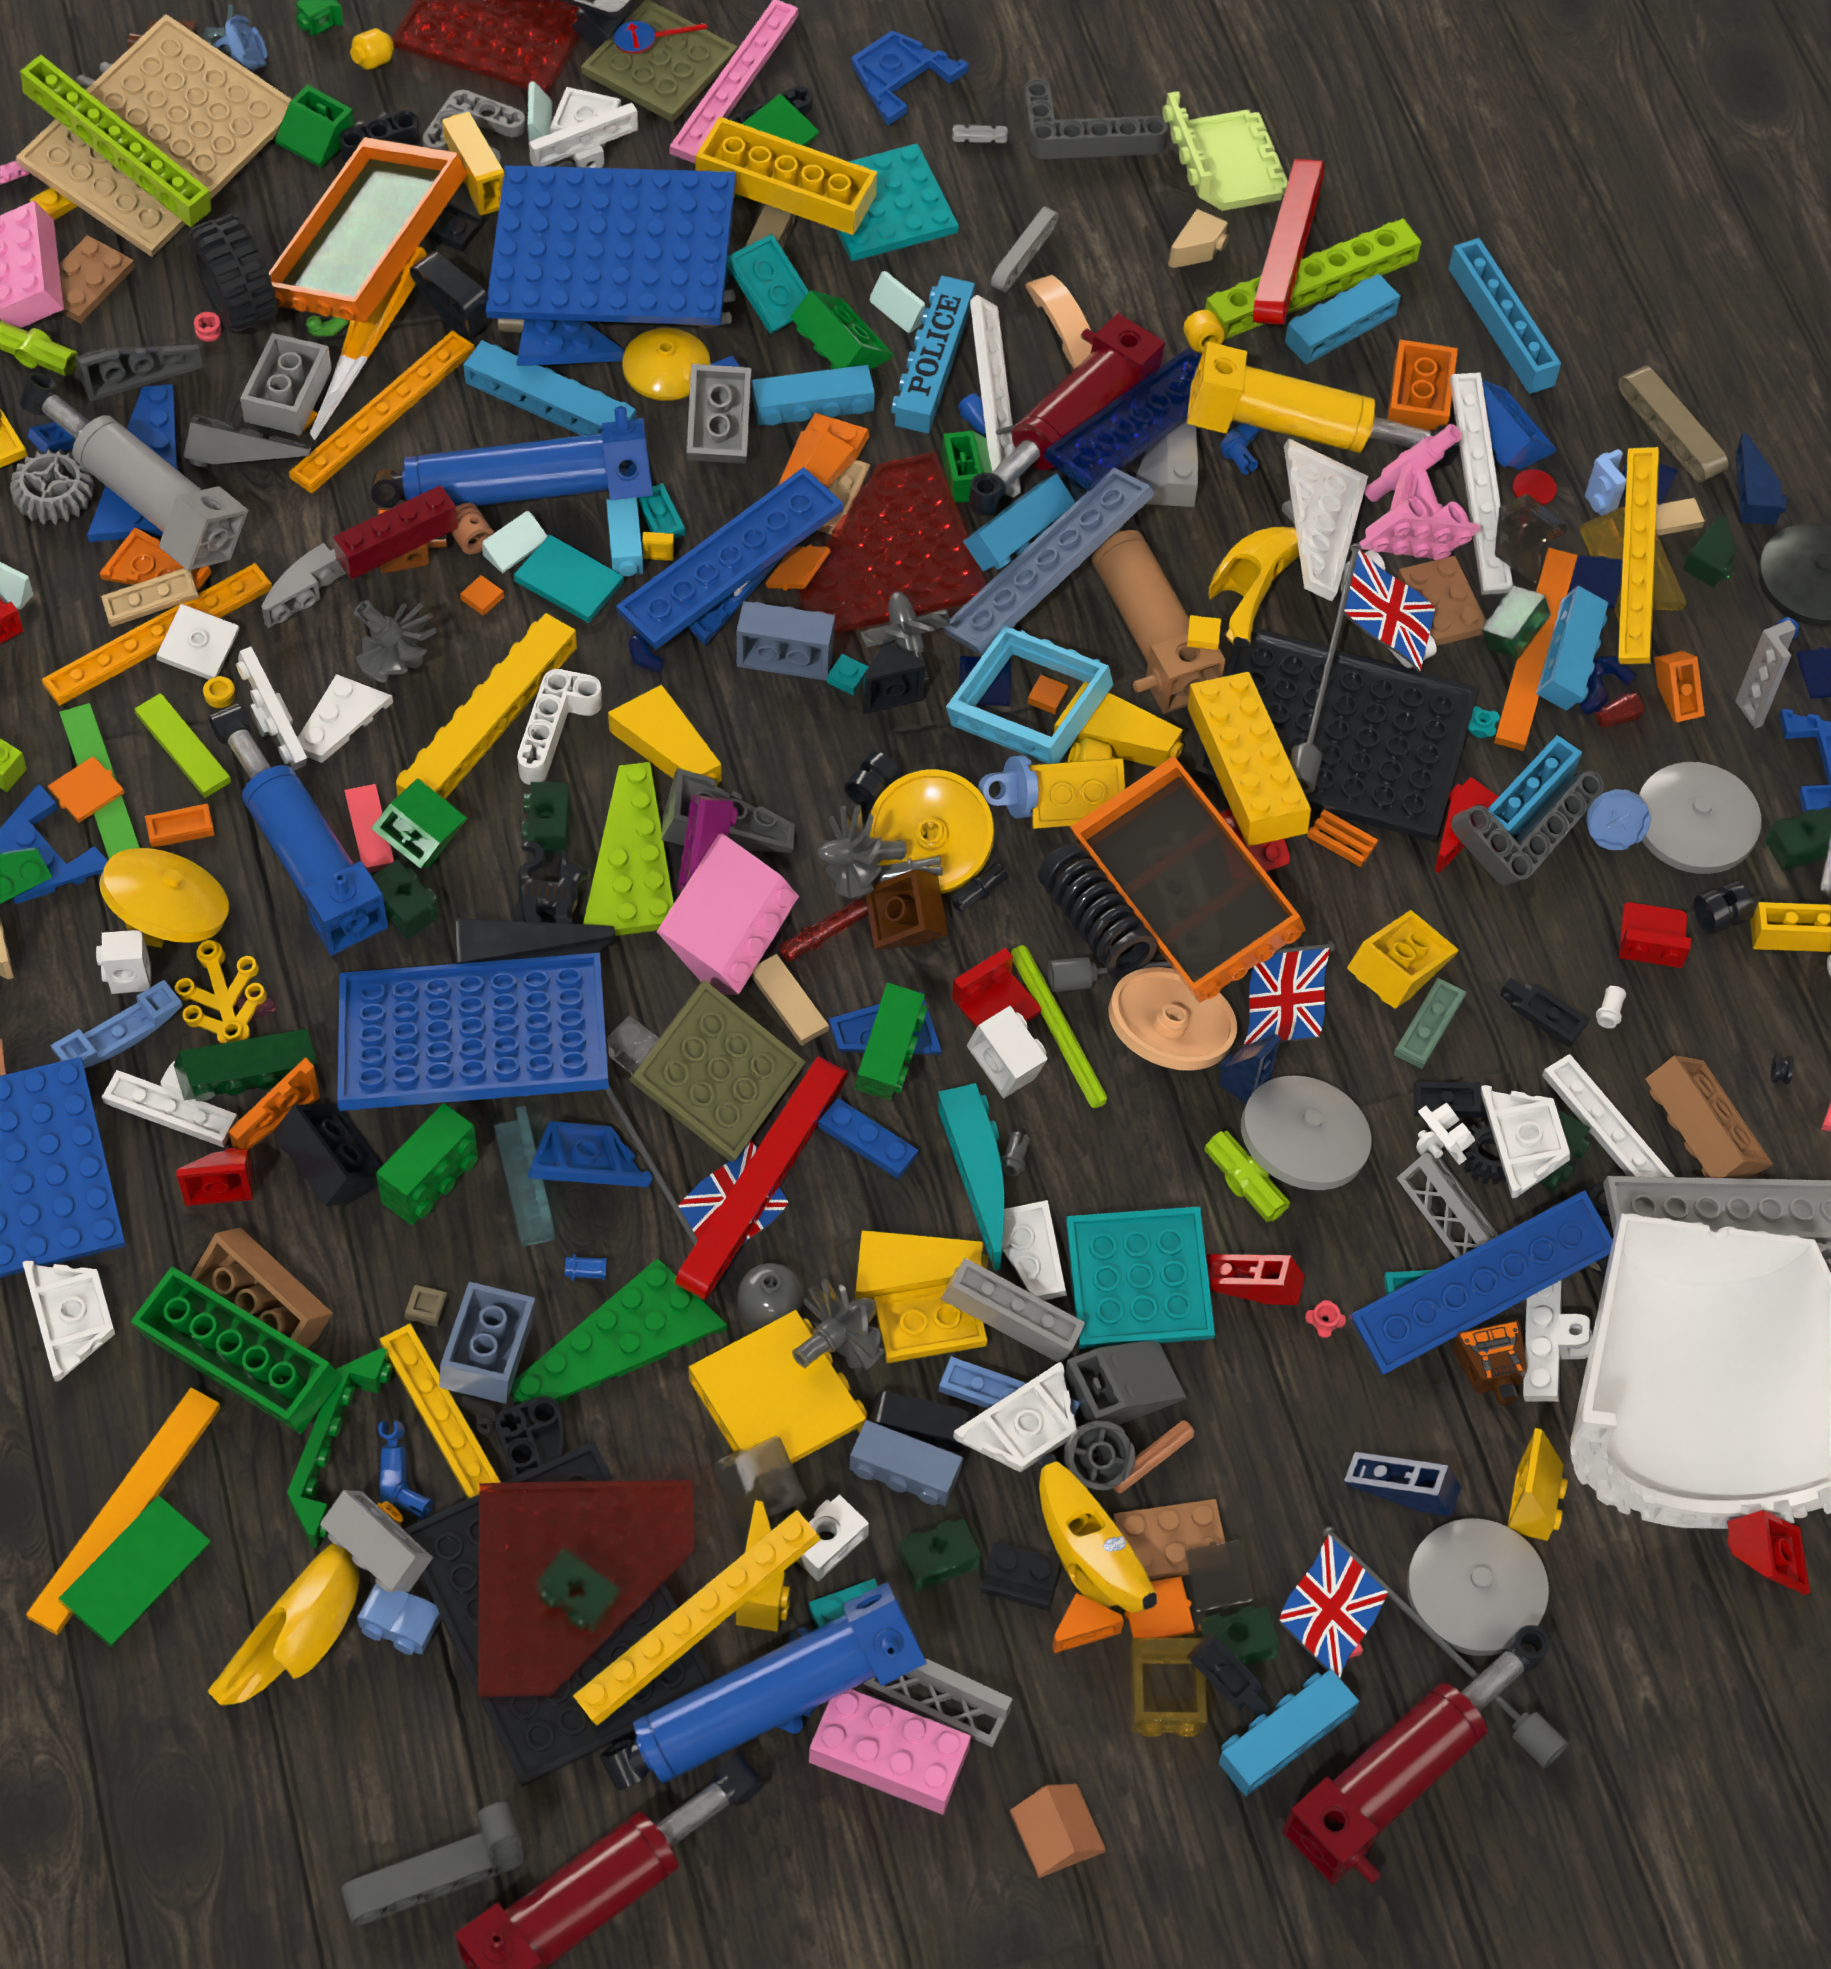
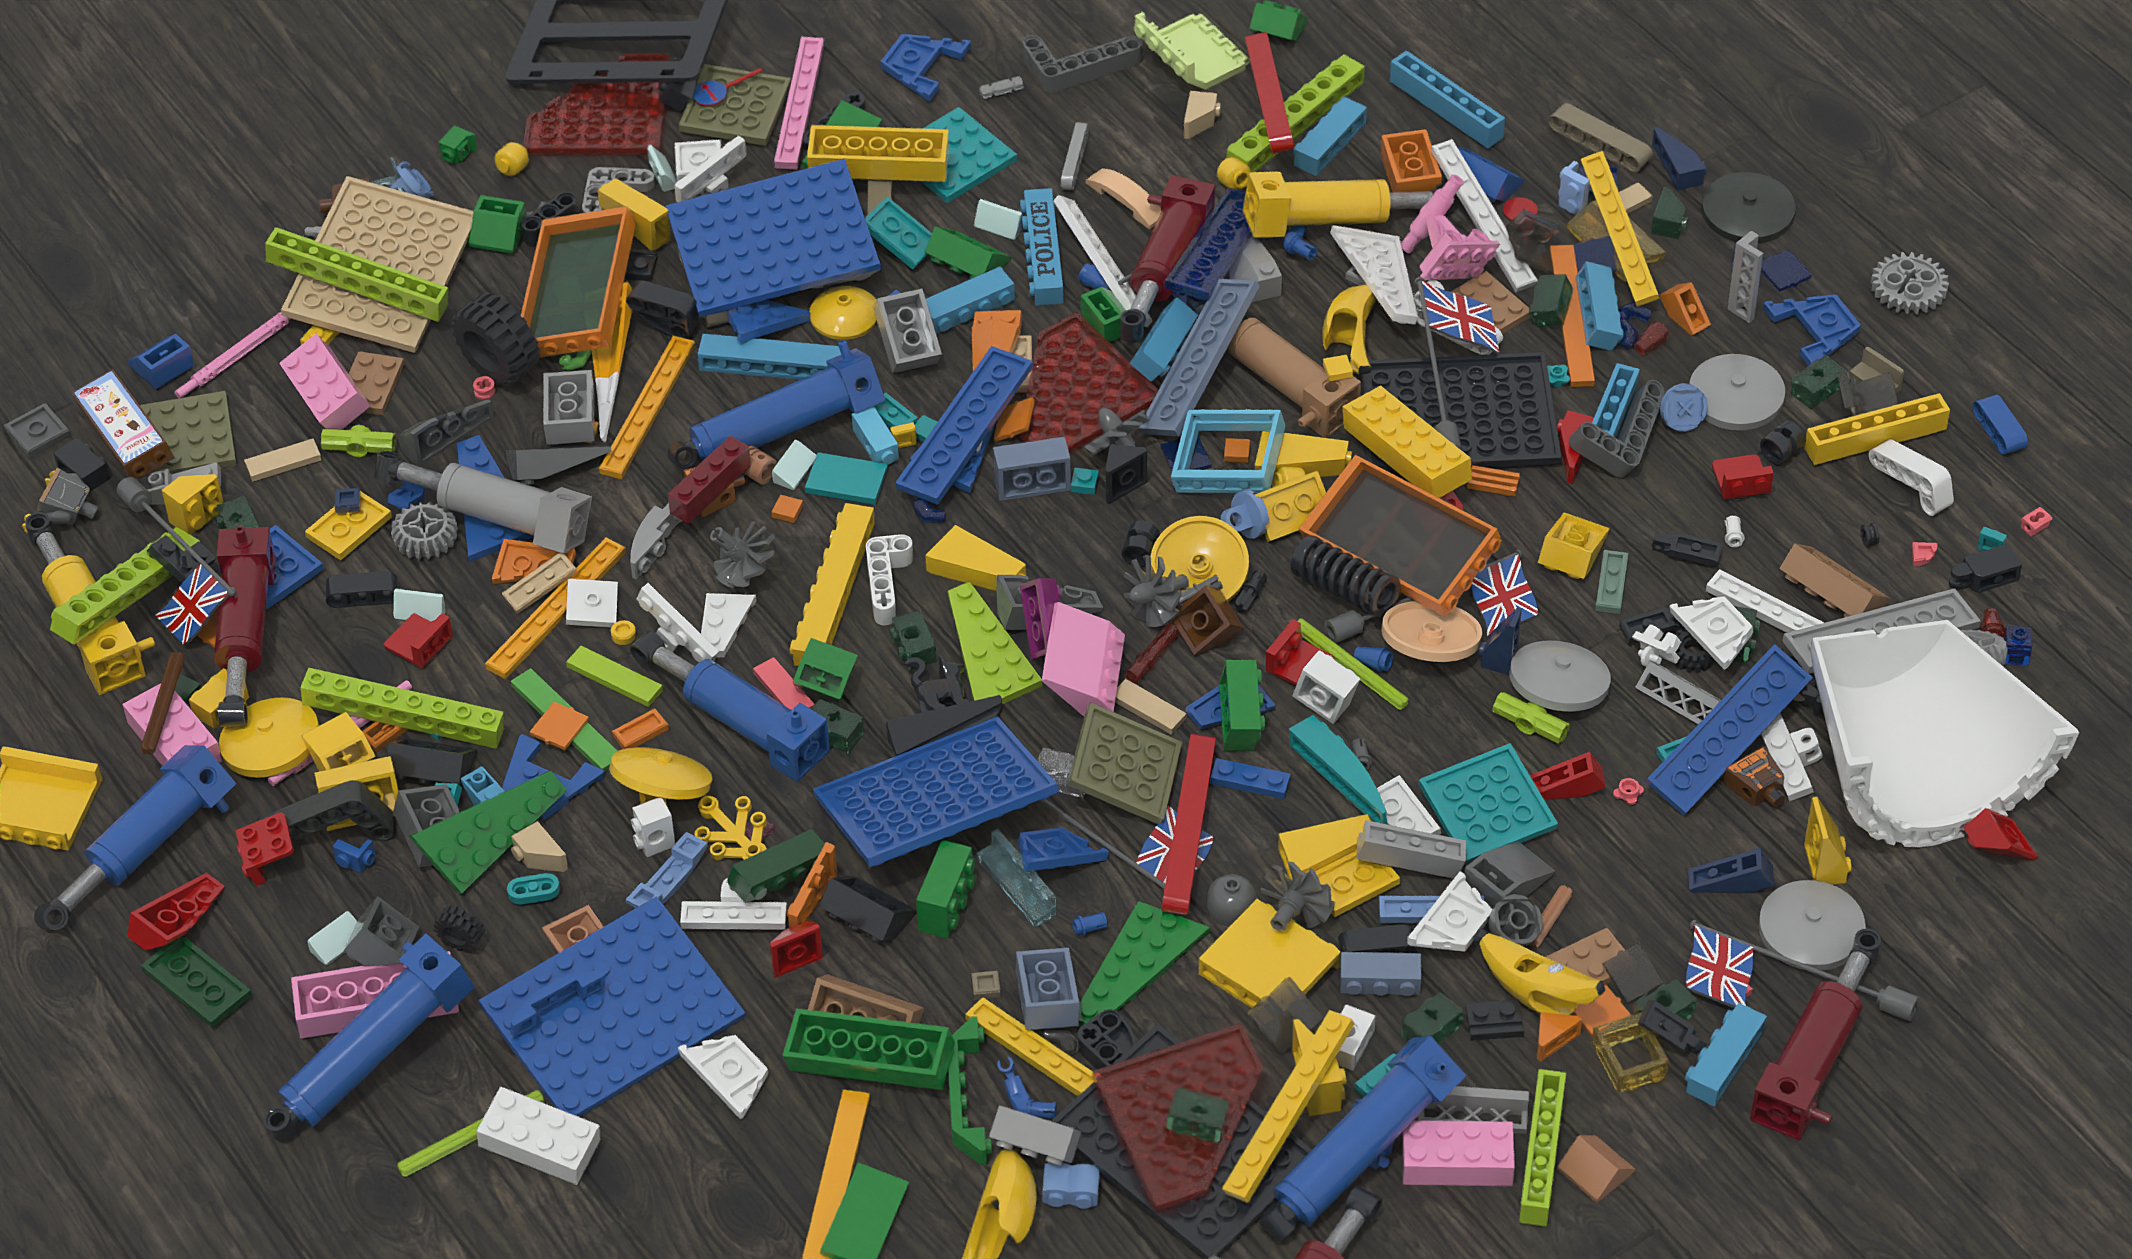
camera: 15 degrees left, 10 degrees down
(687, 541) = (924, 427): none -> teal tile
(996, 1782) = (1542, 1147): none -> lime brick
(1090, 1029) = (1375, 658): none -> blue cone
(1346, 149) = (1278, 22): none -> green slope

